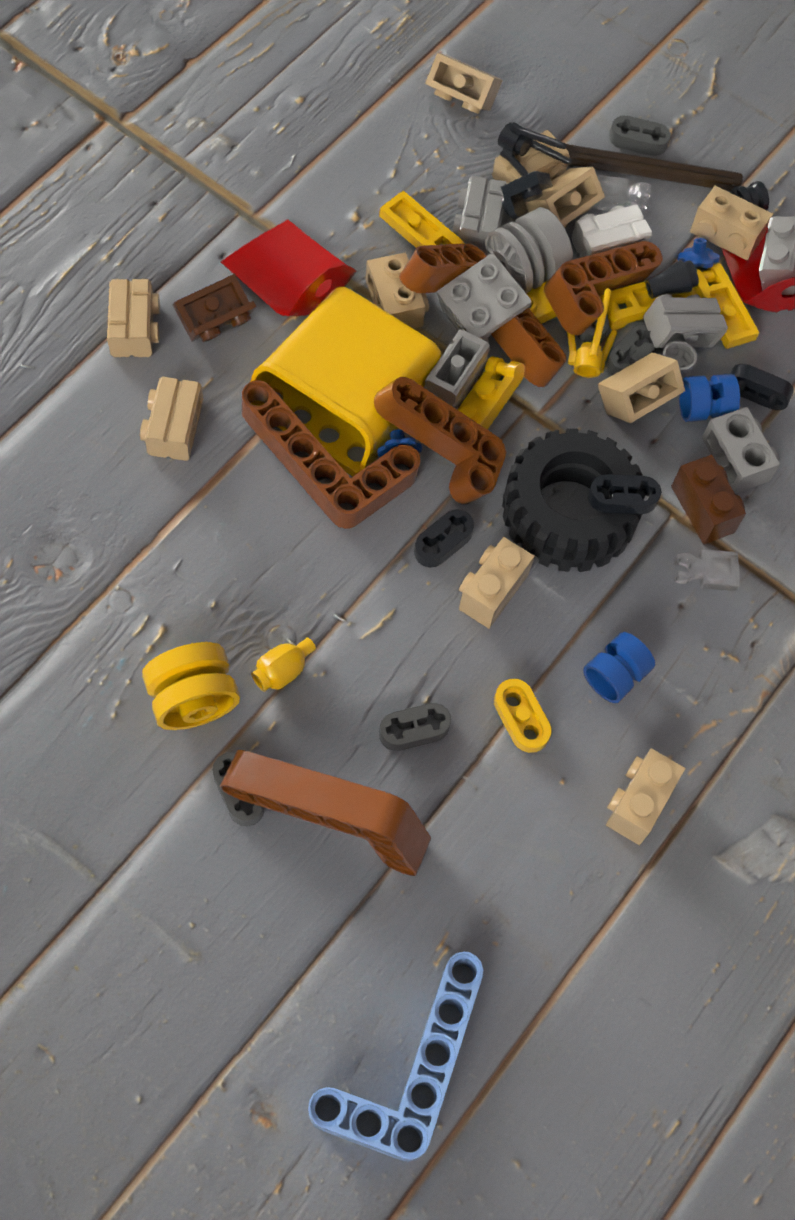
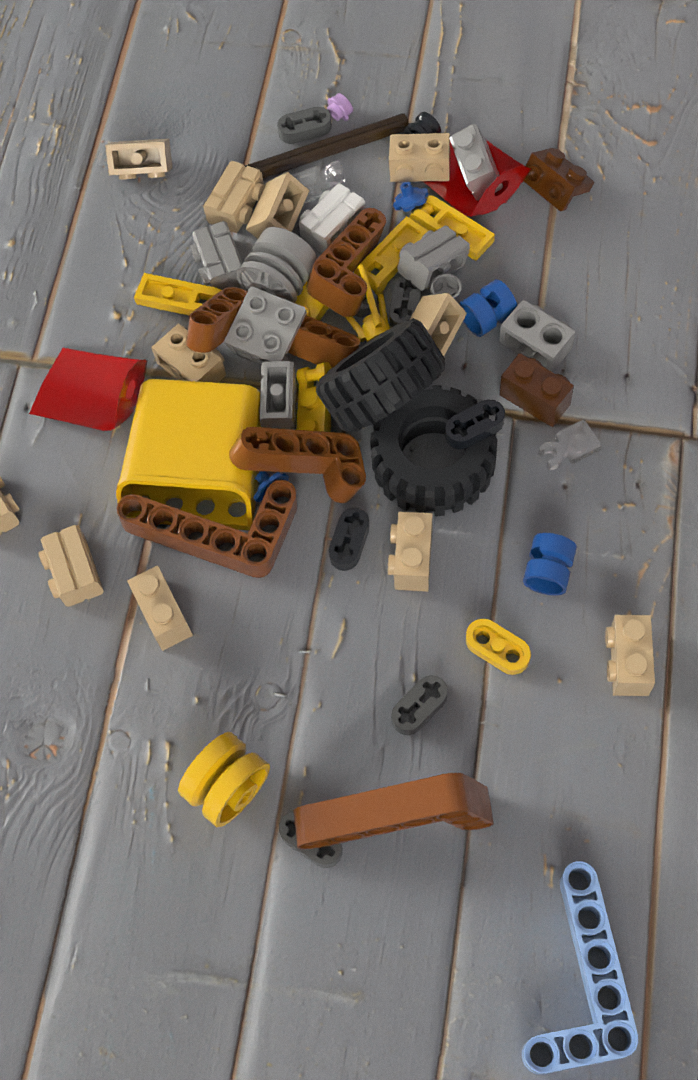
camera: 15 degrees left, 0 degrees up
(214, 308) = (47, 456): reddish brown bracket -> none
(229, 501) = (159, 608): none -> tan brick
(281, 664) = (284, 717): yellow plant -> none
(518, 140) = (215, 182): black plant -> none
(524, 190) = (243, 221): black bracket -> none
(563, 400) = (381, 376): none -> black tyre
(673, 280) = (405, 227): black cone -> none
(683, 136) = (339, 107): none -> lavender plate
(763, 387) = (523, 276): black beam -> none

